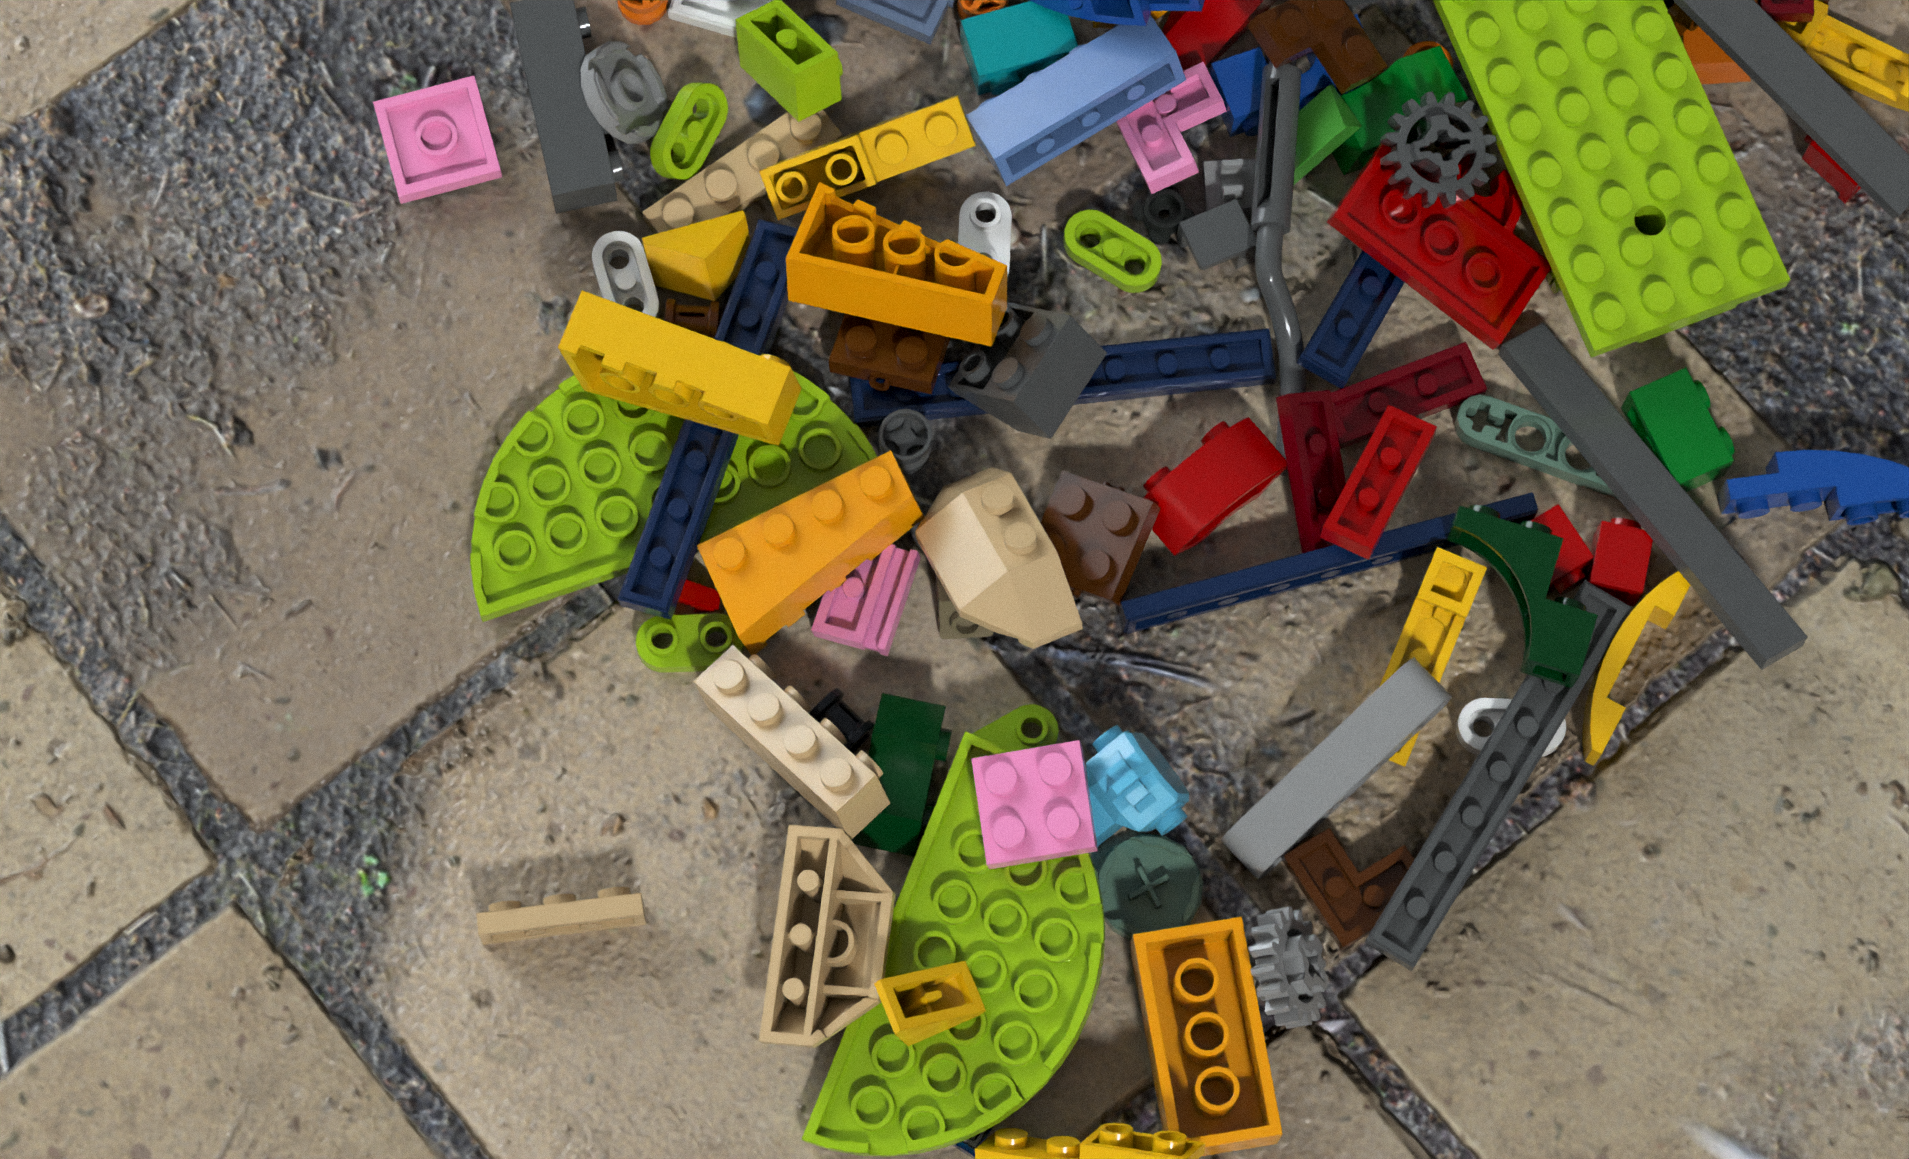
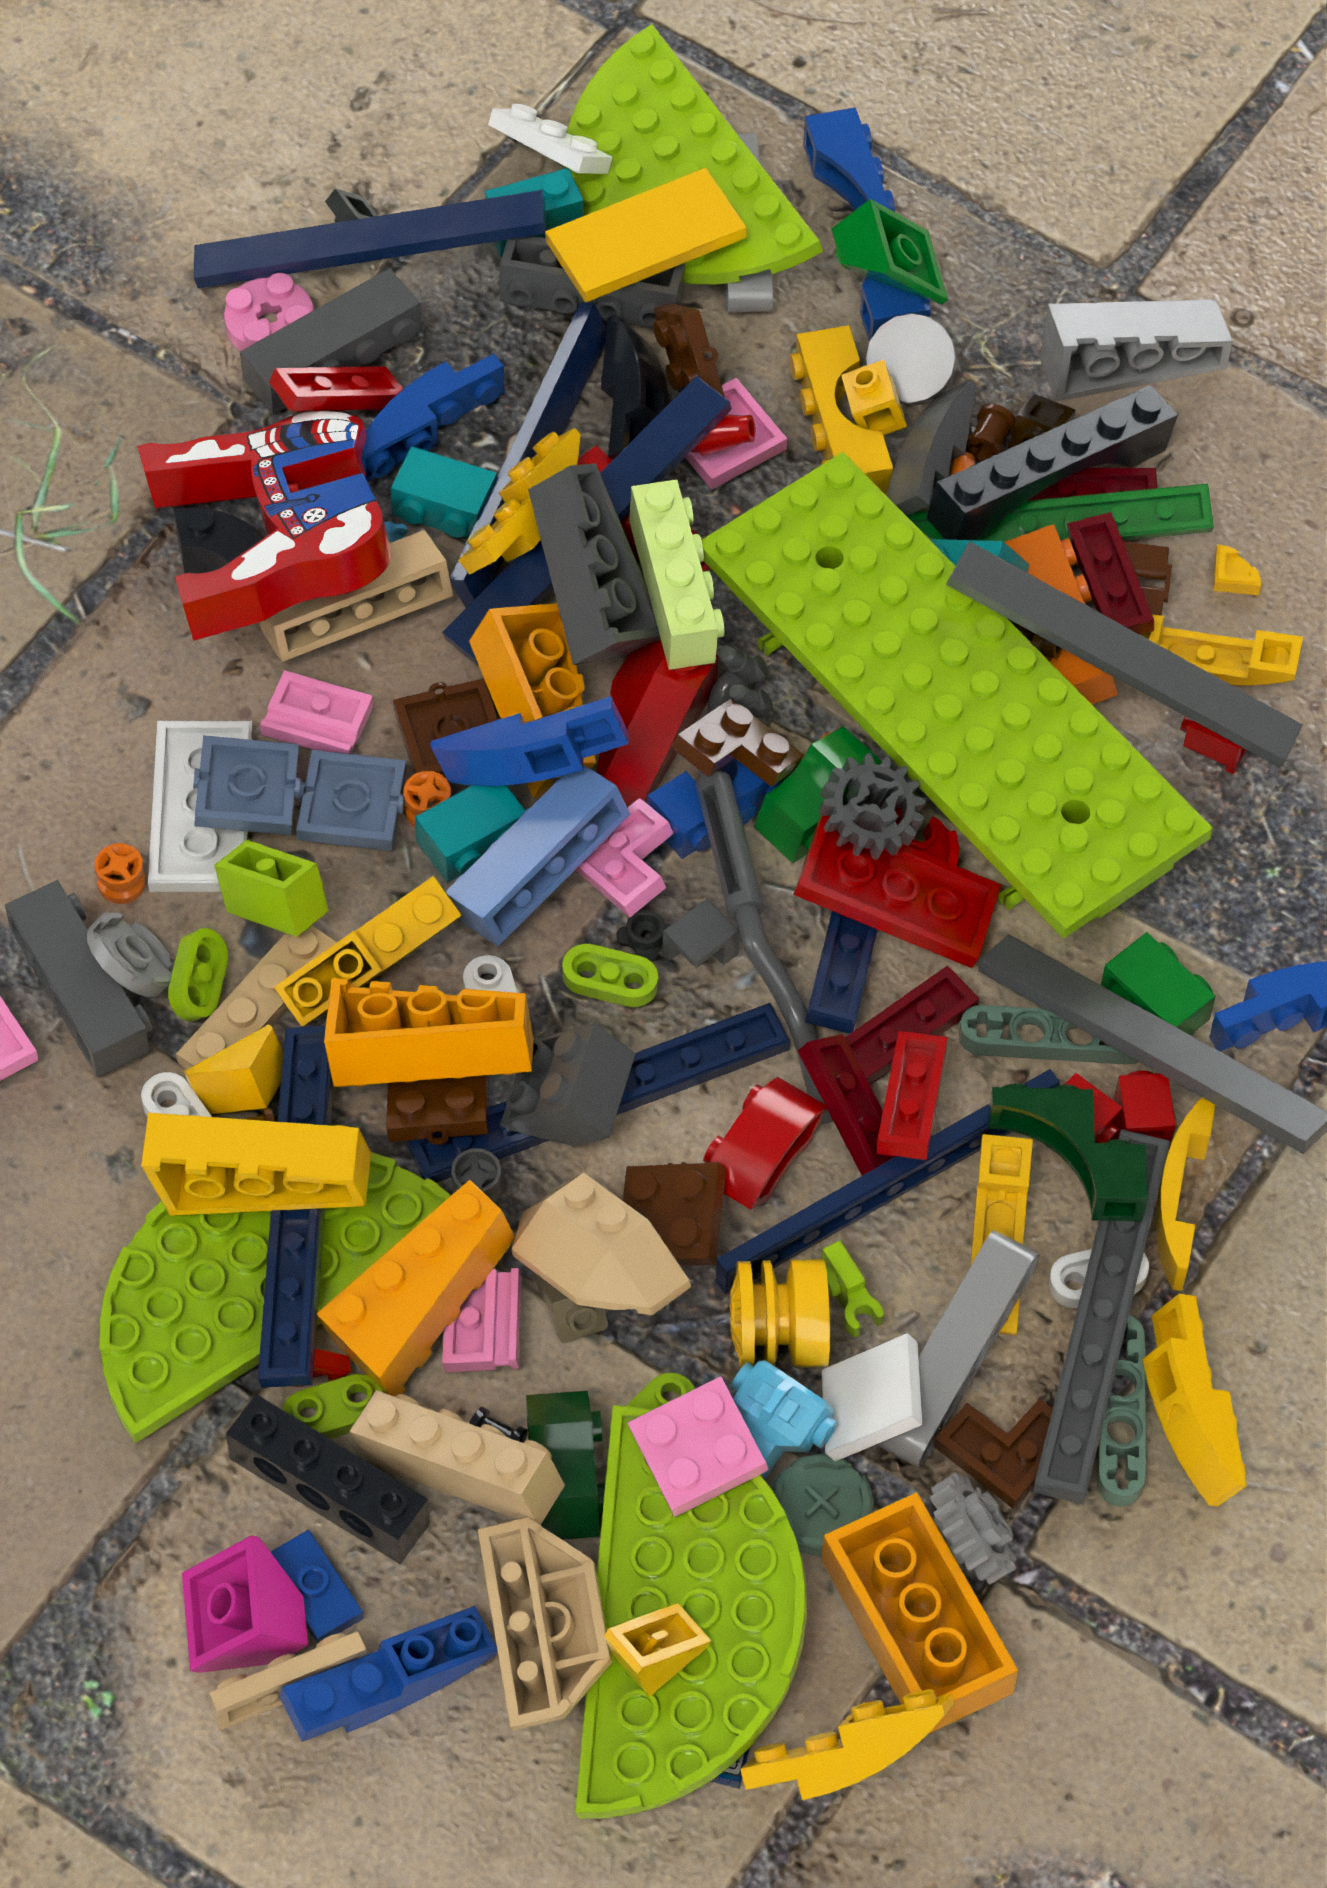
camera: 15 degrees left, 15 degrees down
(536, 832) = (241, 1609): none -> dark pink slope
(615, 825) = (326, 1598): none -> blue plate
(660, 719) = (328, 1478): none -> black brick
(660, 944) = (390, 1678): none -> blue slope
(1167, 681) = (782, 1313): none -> yellow wheel
(1229, 180) = (692, 889): light grey tile -> none
(1233, 796) = (873, 1396): none -> white tile
(1244, 655) = (849, 1287): none -> lime plate
(1322, 129) = (764, 821): bright green slope -> none
(1495, 881) = (1130, 1410): none -> sand green beam
(1555, 911) = (1192, 1413): none -> yellow slope

